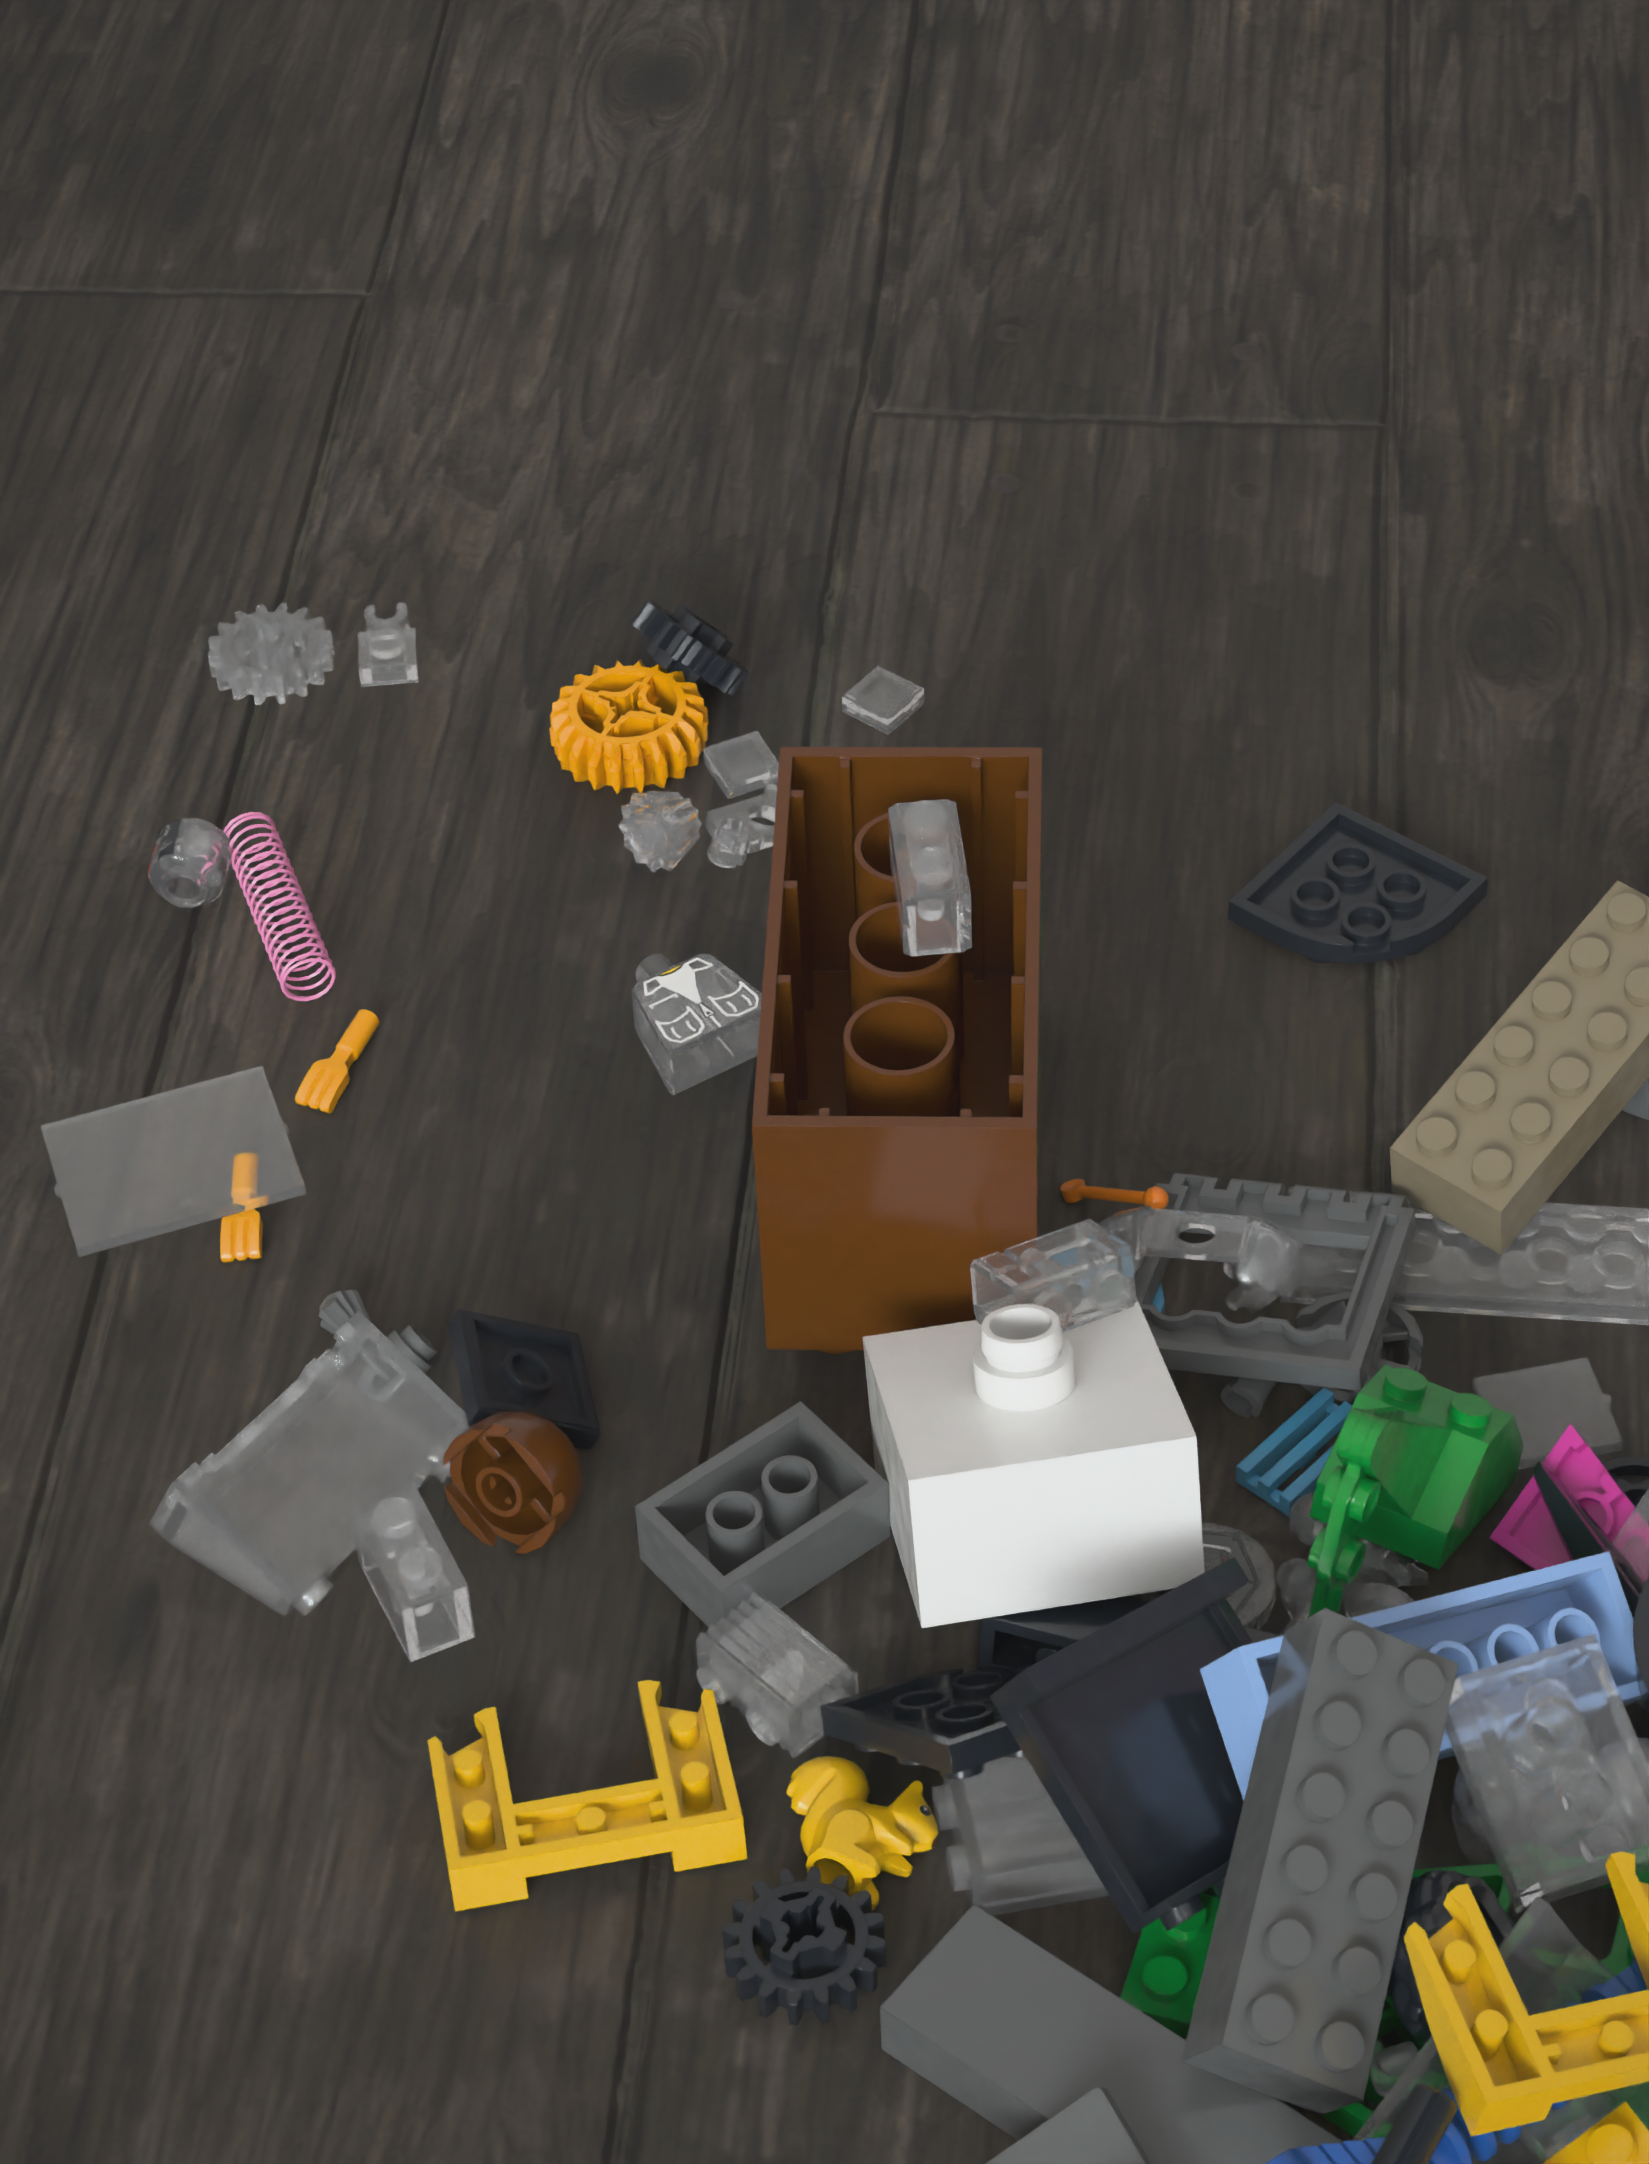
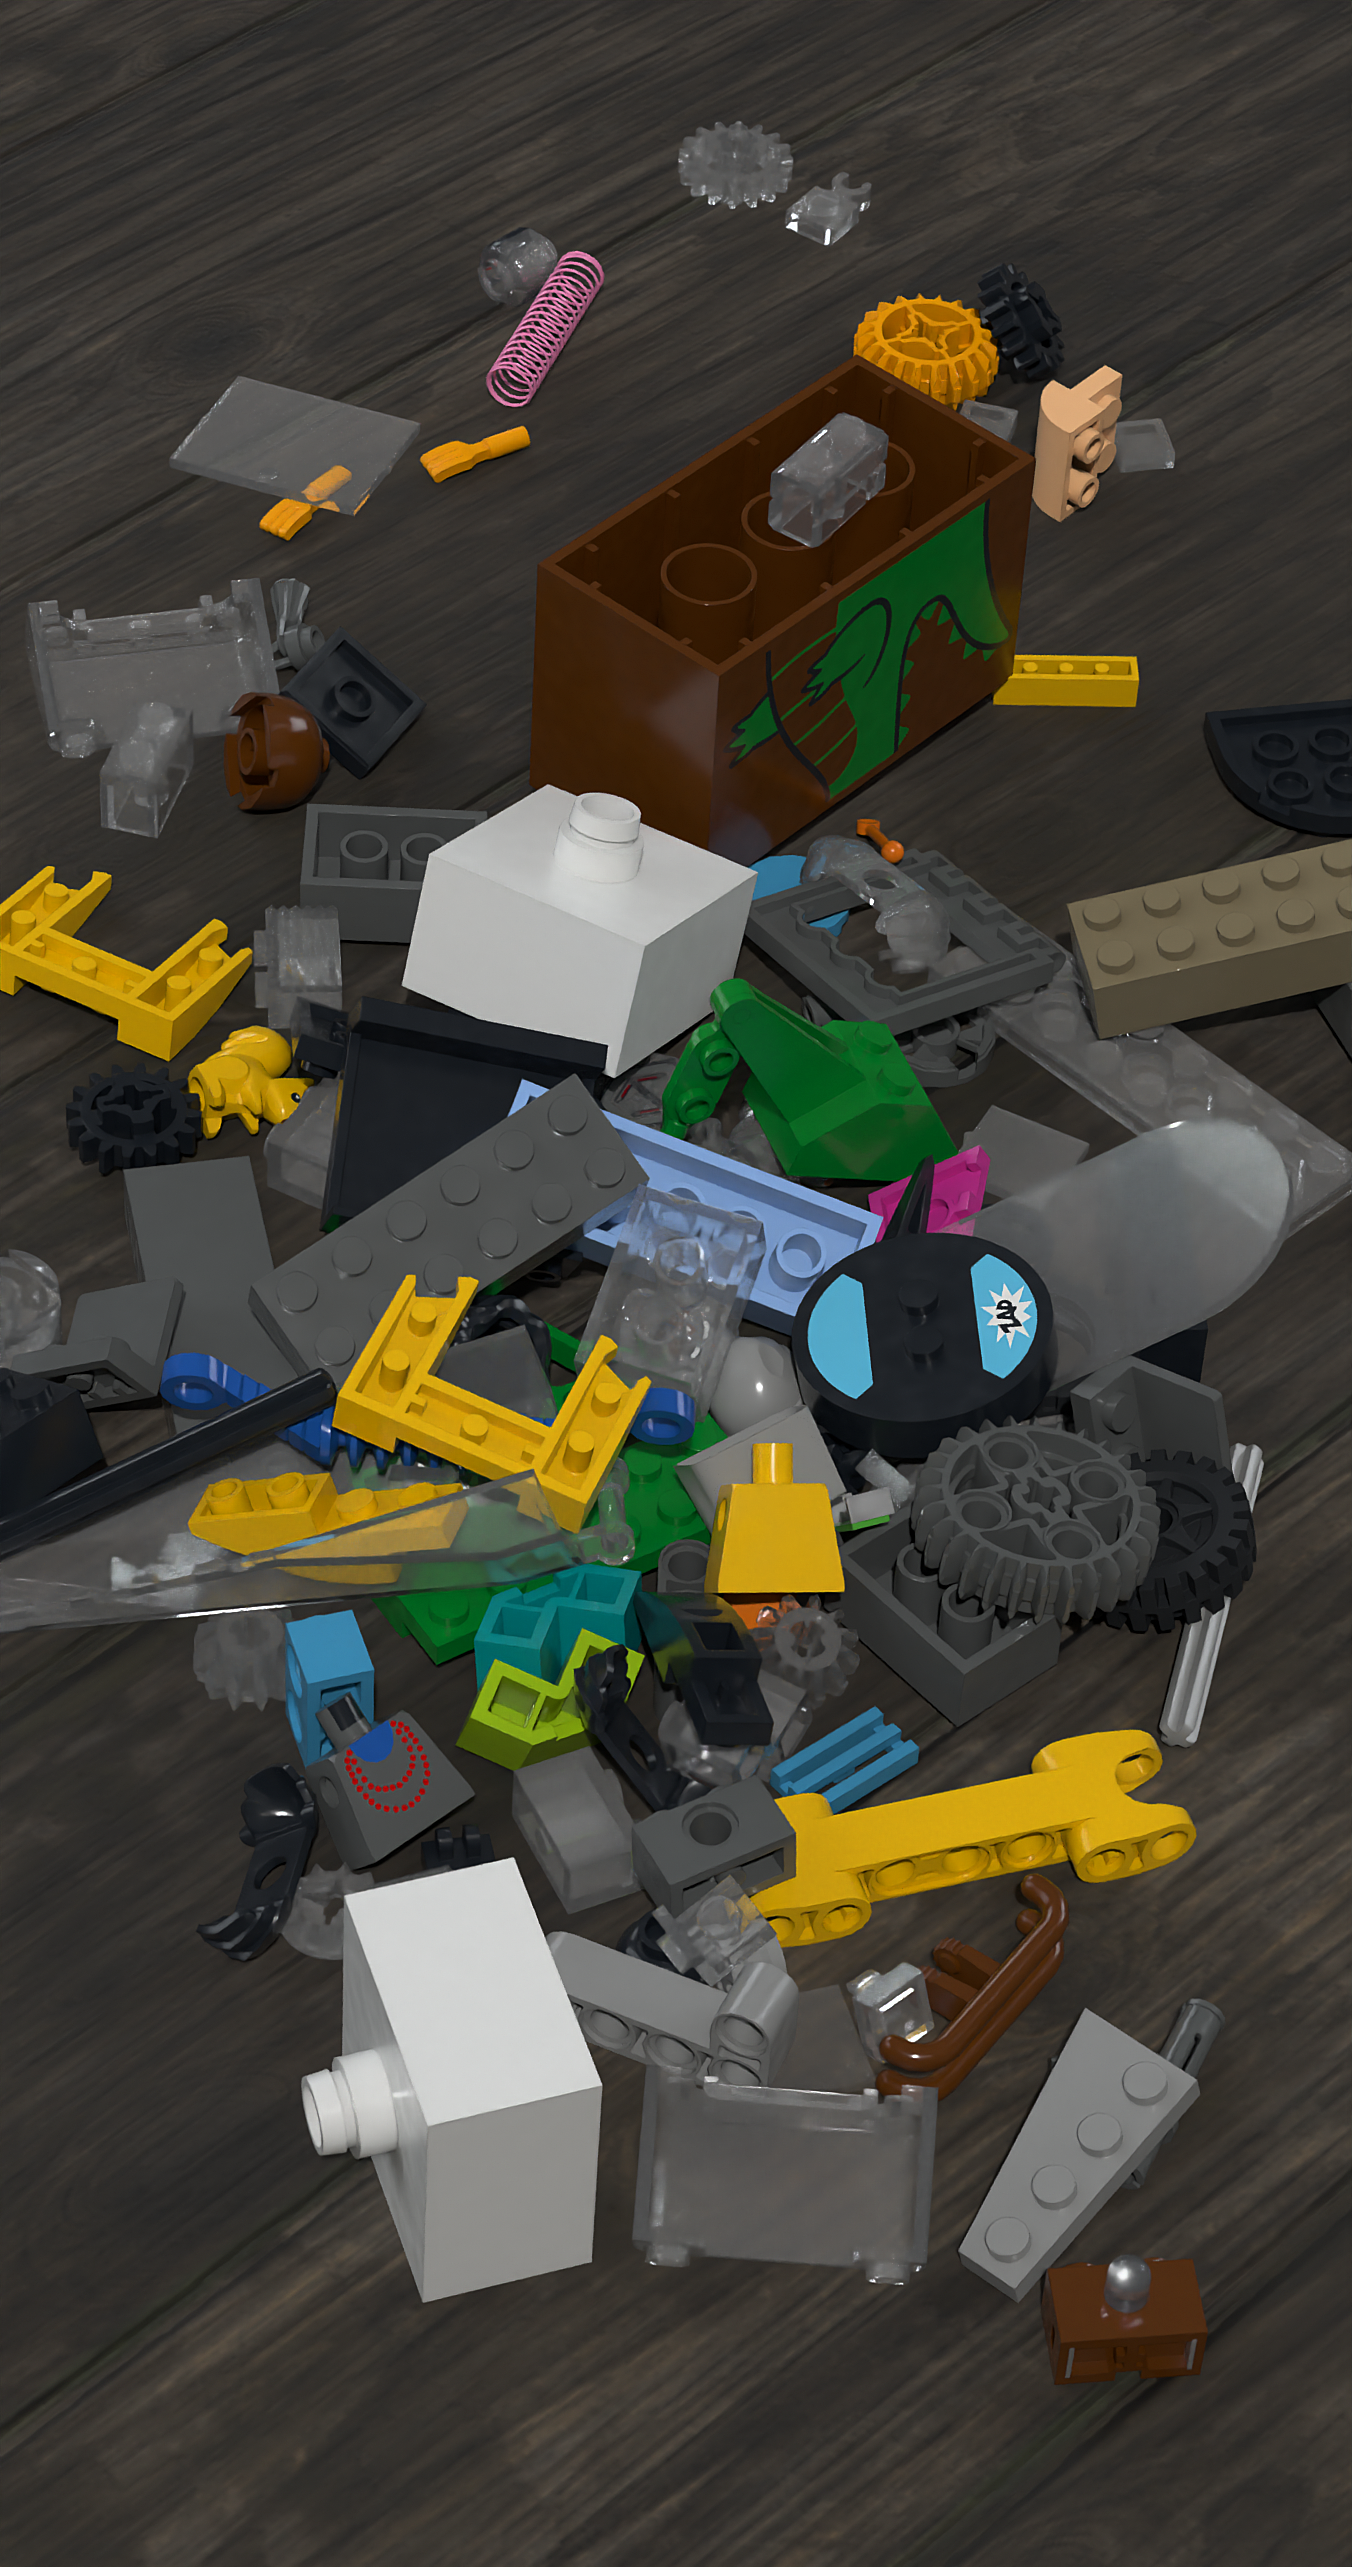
camera: 35 degrees right, 0 degrees up
(859, 706) = (1075, 441): none -> light nougat brick
(1071, 1271) = (698, 820): clear brick -> none
(1090, 940) = (1070, 681): none -> yellow piece

